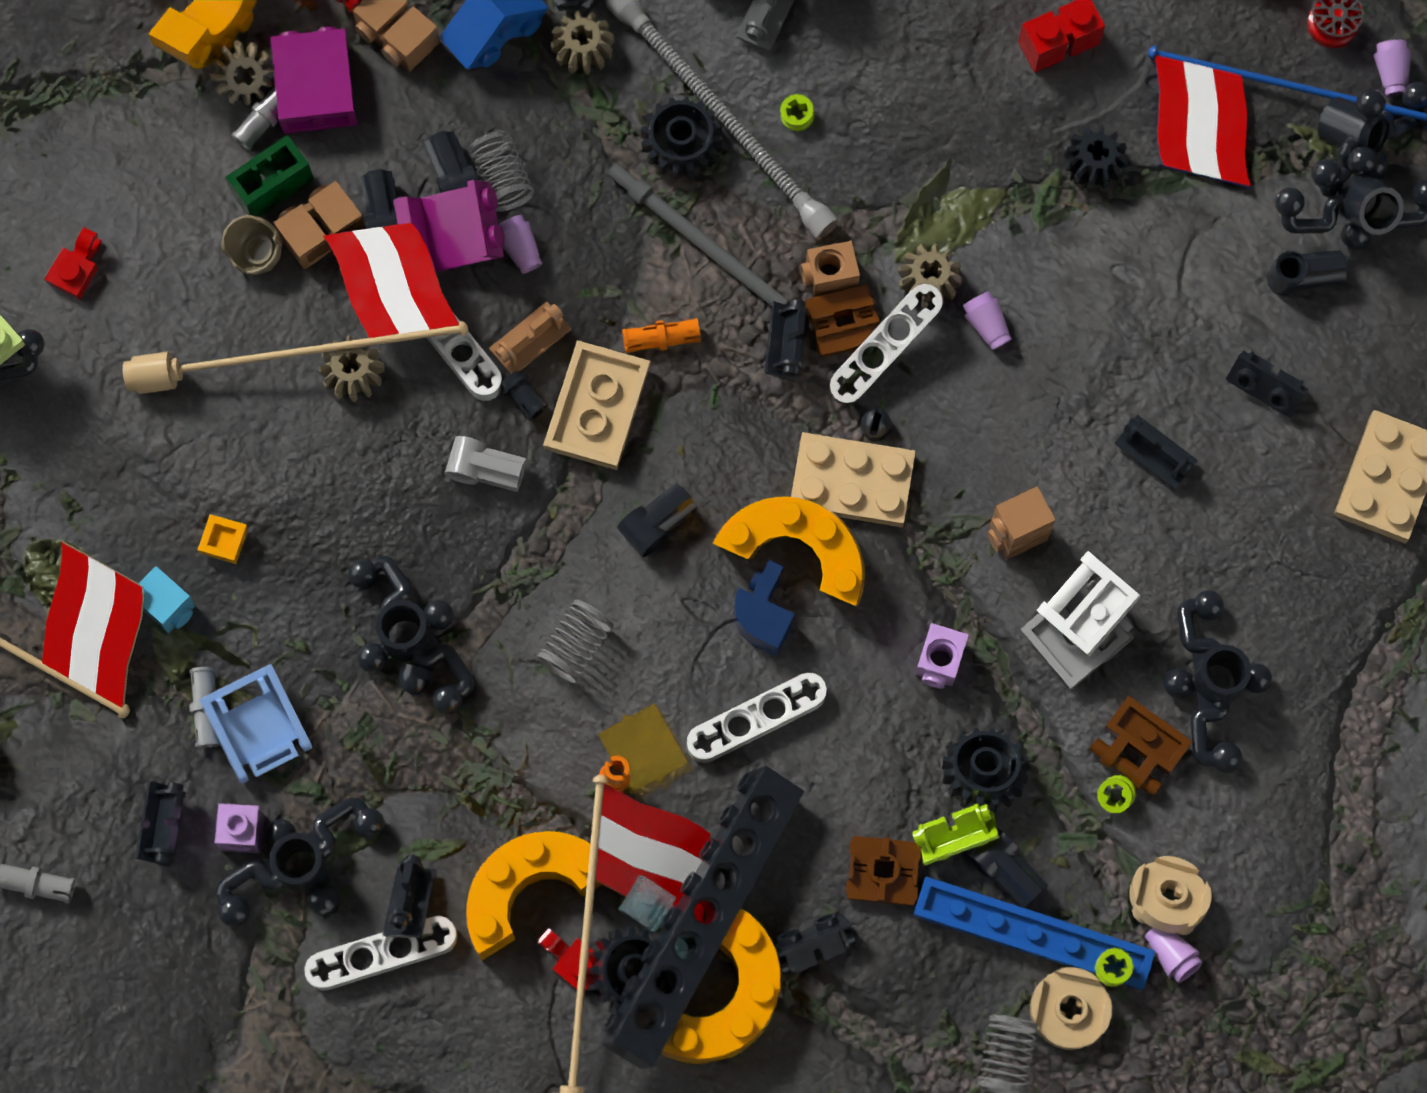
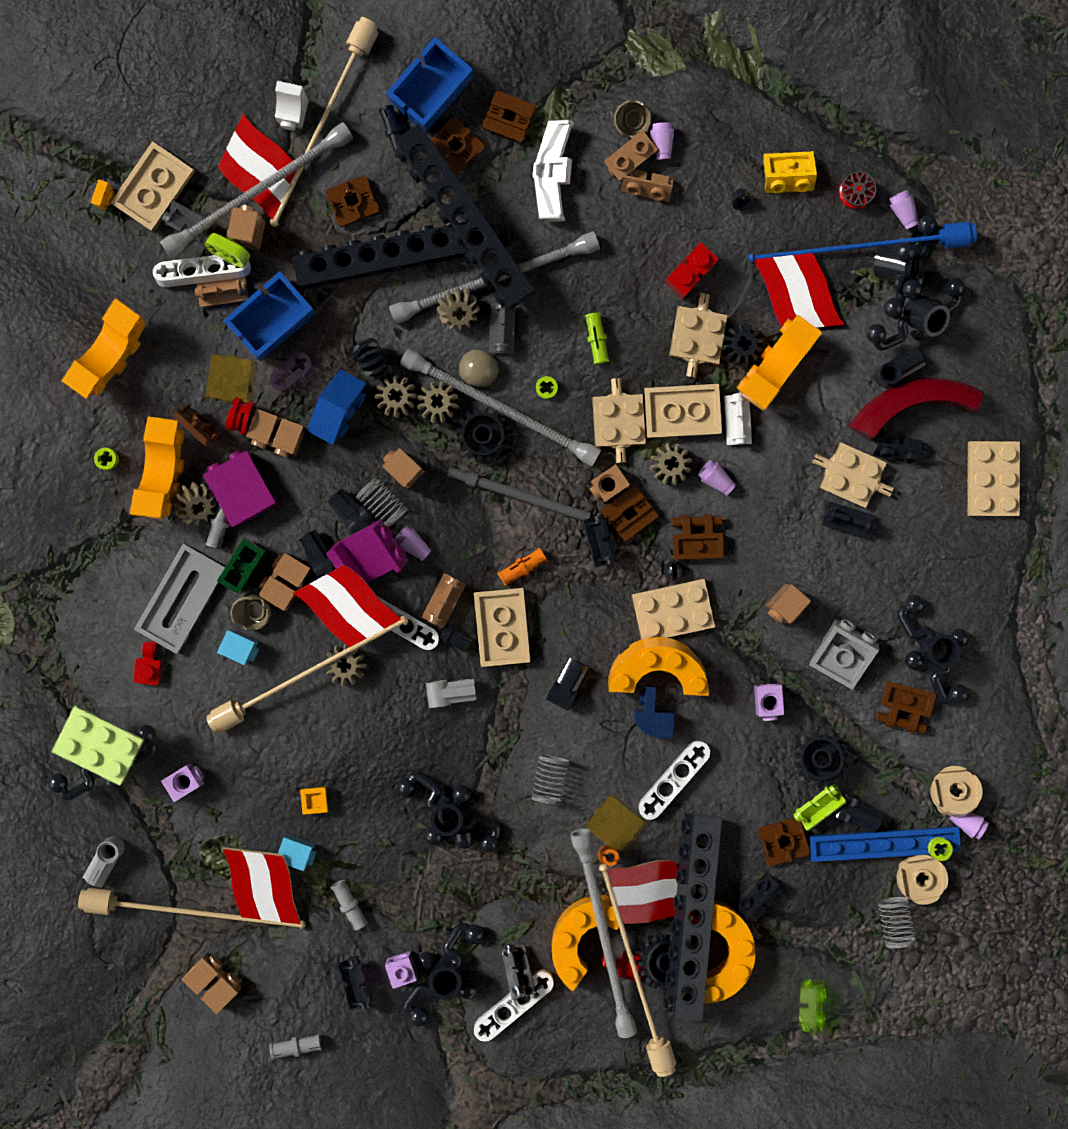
camera: 25 degrees left, 15 degrees up
(37, 428) = (173, 785): none -> lavender brick
(186, 153) = (152, 619): none -> light grey piece
(213, 287) = (238, 647): none -> medium azure brick
(259, 729) = (386, 905): light blue container -> none
(537, 1041) = (582, 844): none -> light grey hose
(550, 132) = (402, 468): none -> medium nougat piece
(636, 58) = (429, 403): none -> dark tan gear
(647, 903) = (658, 923): clear light blue plate -> none
(713, 51) = (478, 368): none -> dark tan hair
(880, 193) = (618, 420): none -> tan plate
(881, 339) = (664, 521): white beam -> none
(894, 73) = (599, 353): none -> lime pin
(925, 401) = (697, 545): none -> reddish brown plate
(975, 213) = (683, 411): none -> tan plate
(1037, 124) = (698, 335): none -> tan plate
(1050, 254) = (737, 420): none -> white hinge
(1097, 612) = (855, 644): white plate -> none
(1128, 792) = (902, 749): lime bush -> none
(1137, 196) = (778, 362): none -> light orange brick
(1186, 392) = (852, 475): none -> tan plate
(1316, 317) = (911, 393): none -> dark red brick

